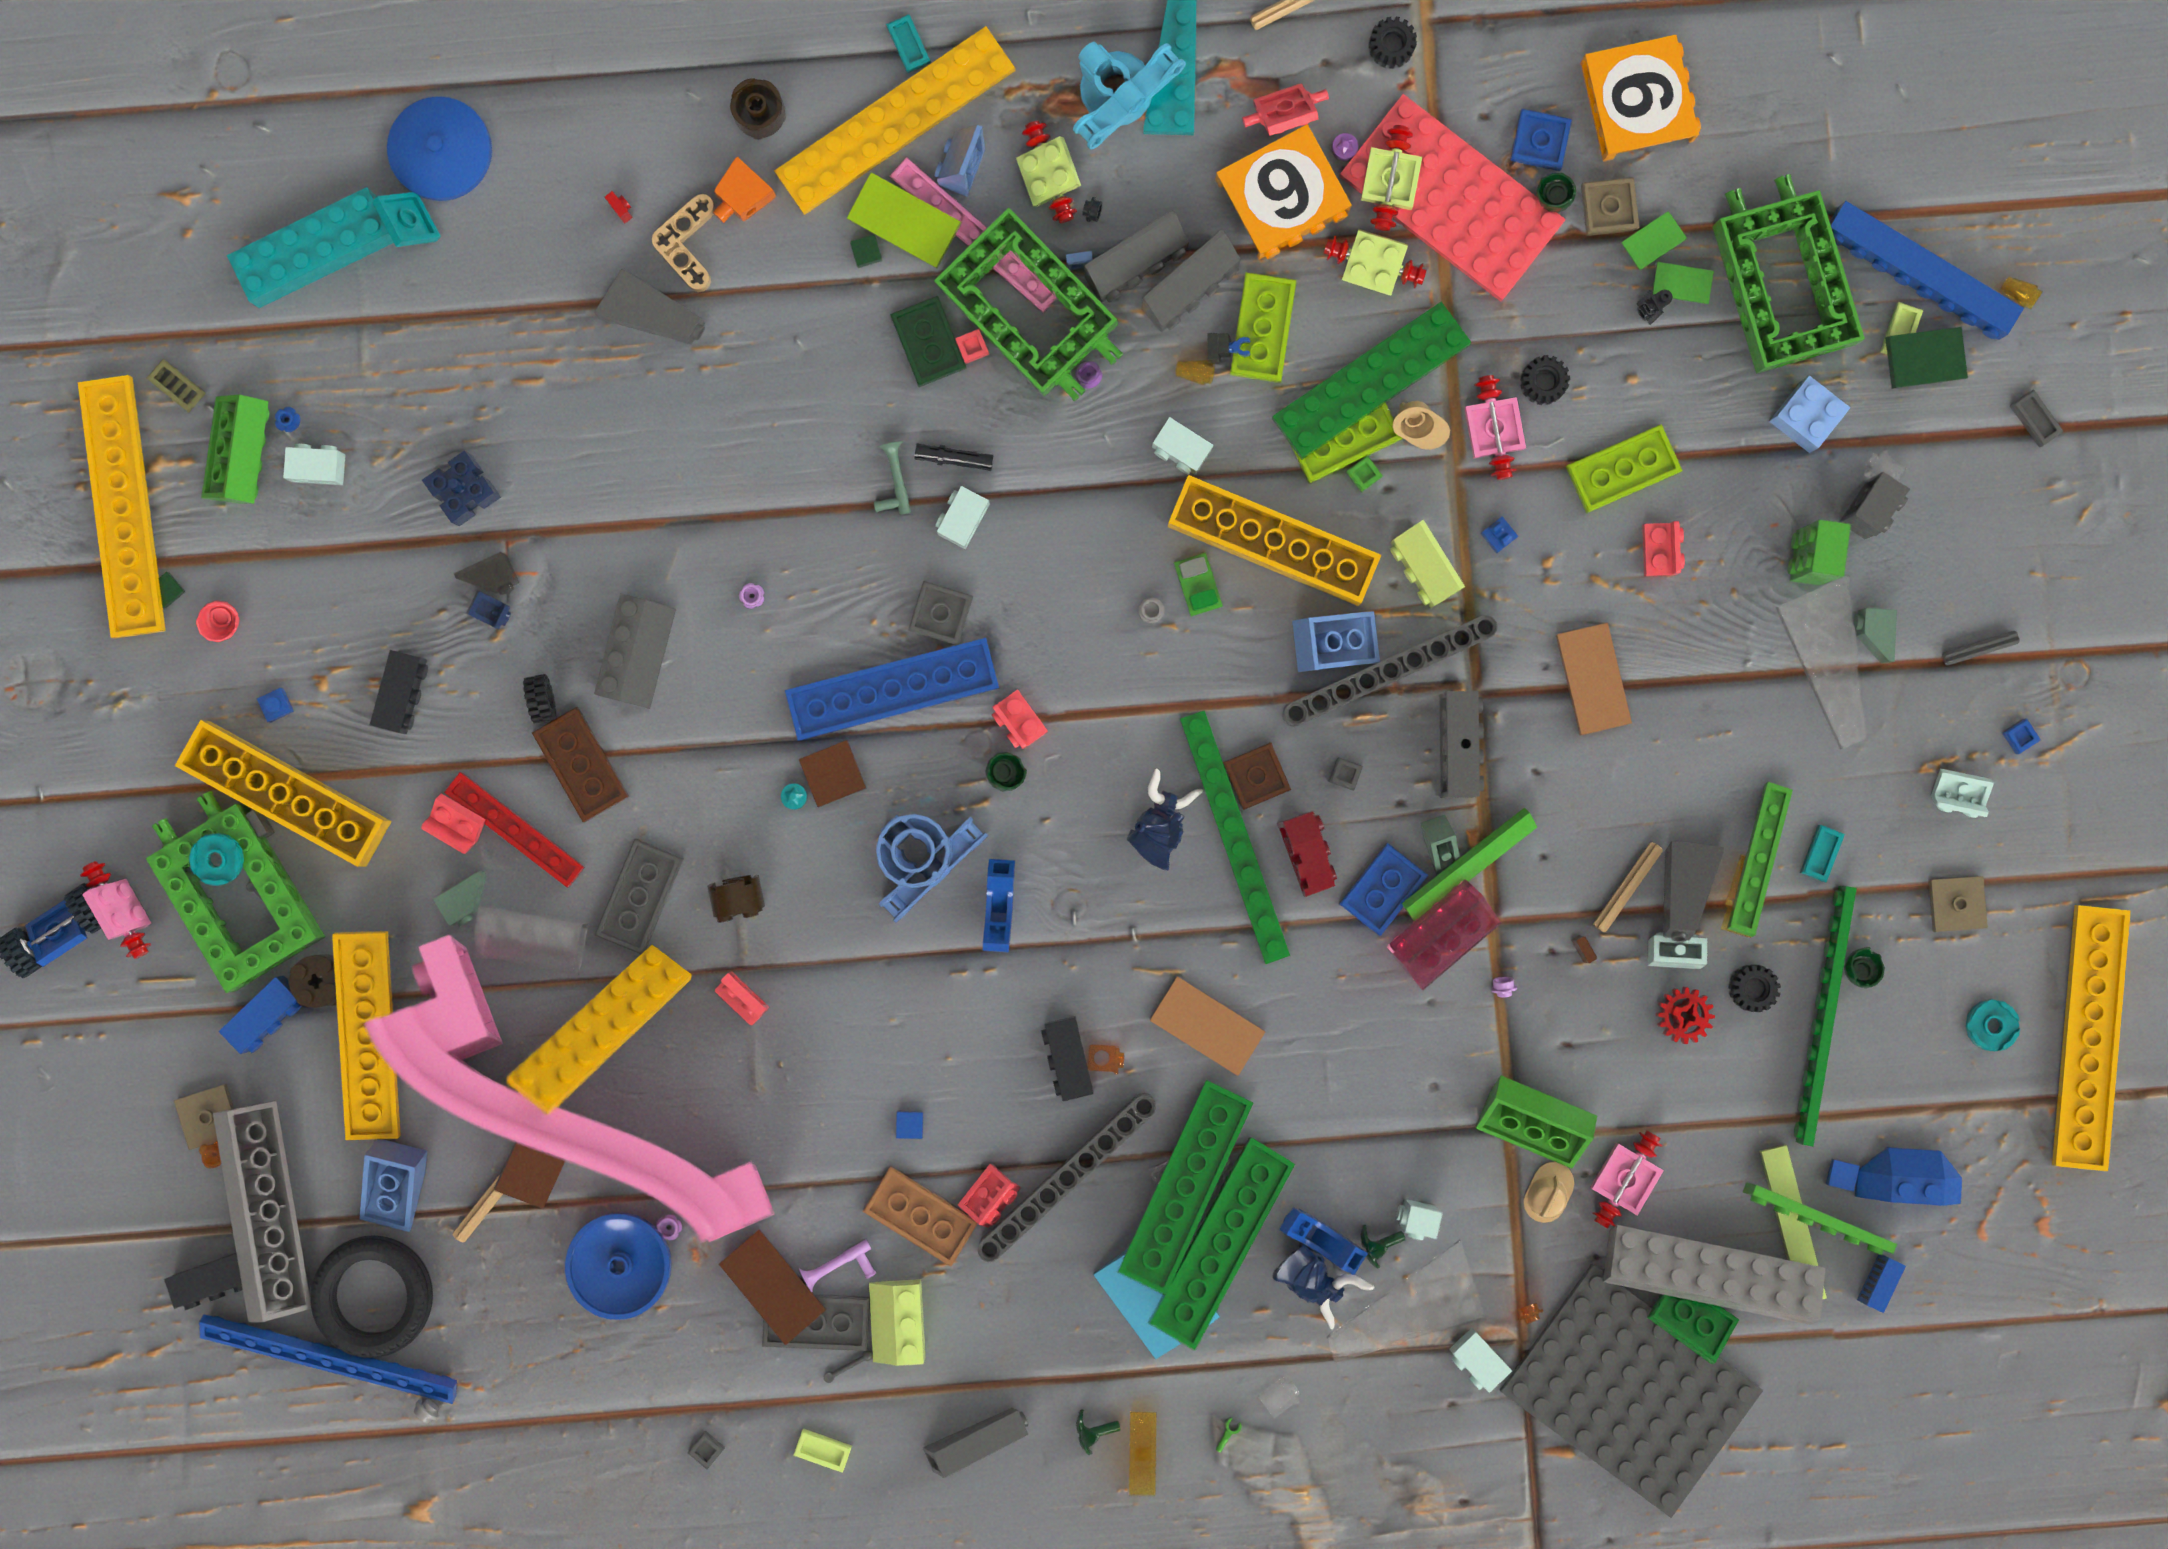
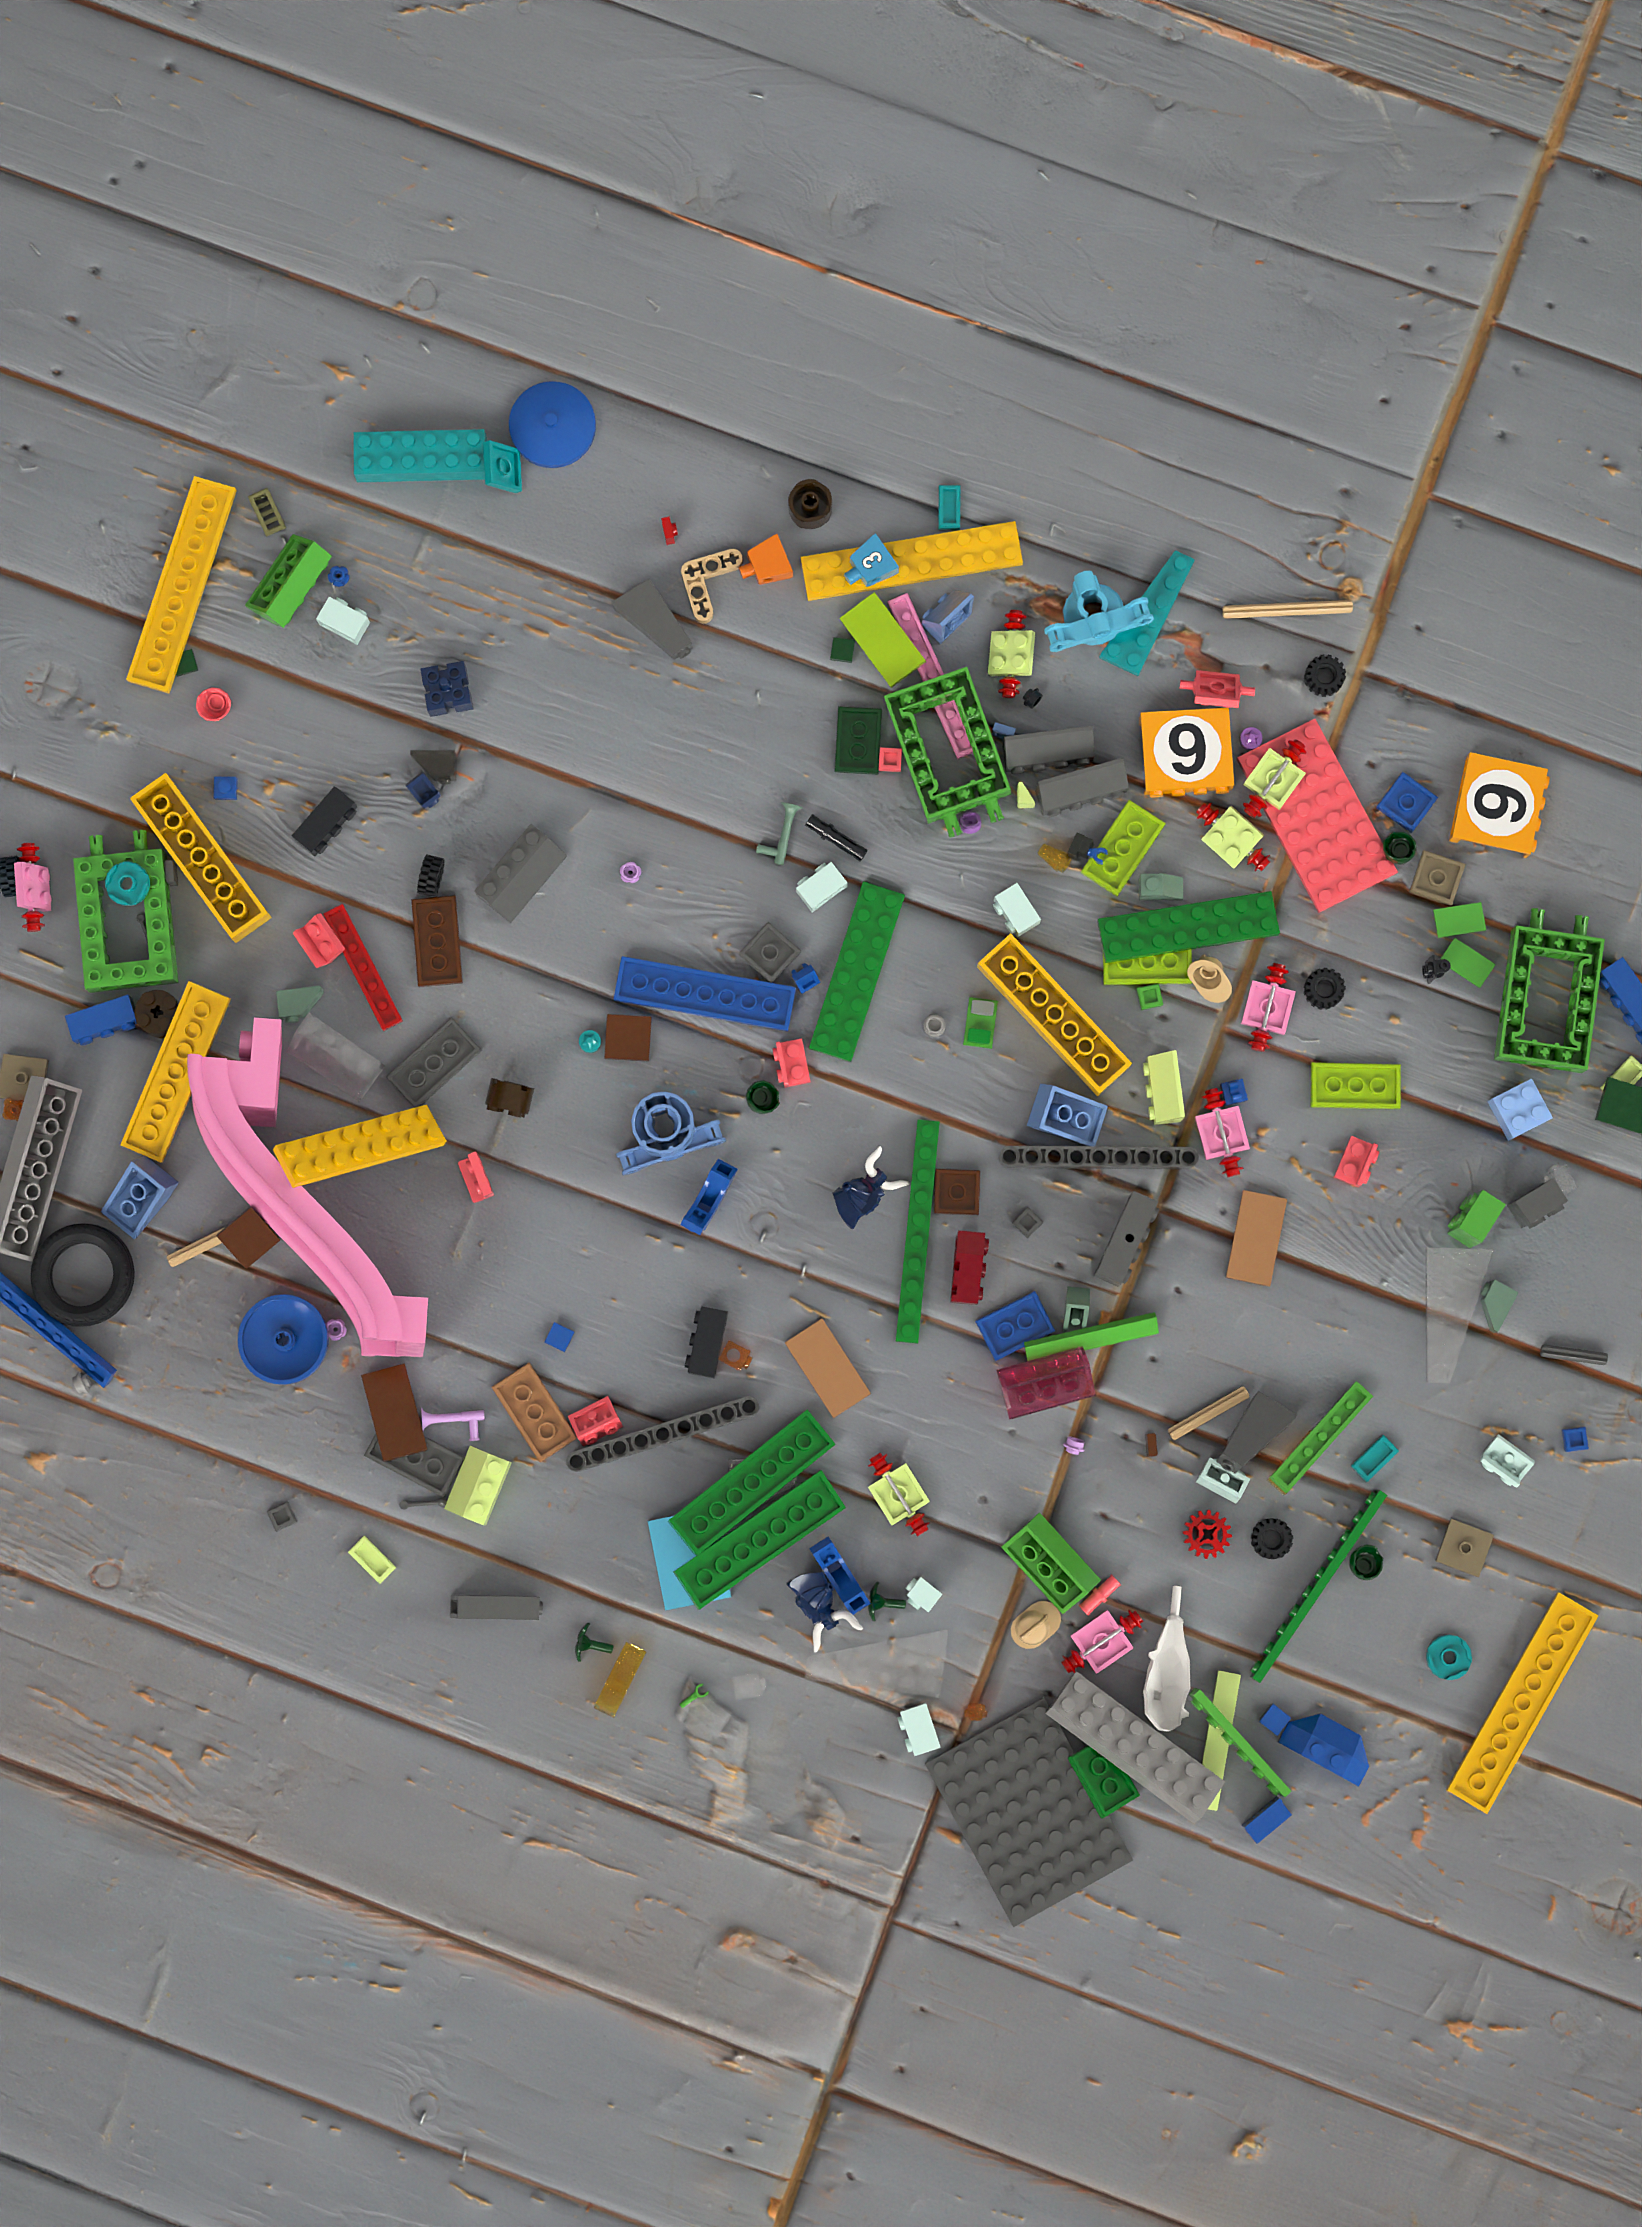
camera: 25 degrees right, 5 degrees down
(854, 142) = (871, 563): none -> dark azure torso
(991, 623) = (805, 978): none -> blue tile
(1042, 590) = (857, 971): none -> green plate
(1133, 321) = (1024, 798): none -> yellowish green slope
(1322, 351) = (1160, 887): none -> sand green slope
(1344, 1124) = (898, 1494): none -> yellowish green plate
(1507, 584) = (1222, 1132): none -> bright pink plate
(1602, 1130) = (1099, 1595): none -> coral pin
(1713, 1180) = (1168, 1673): none -> white piece

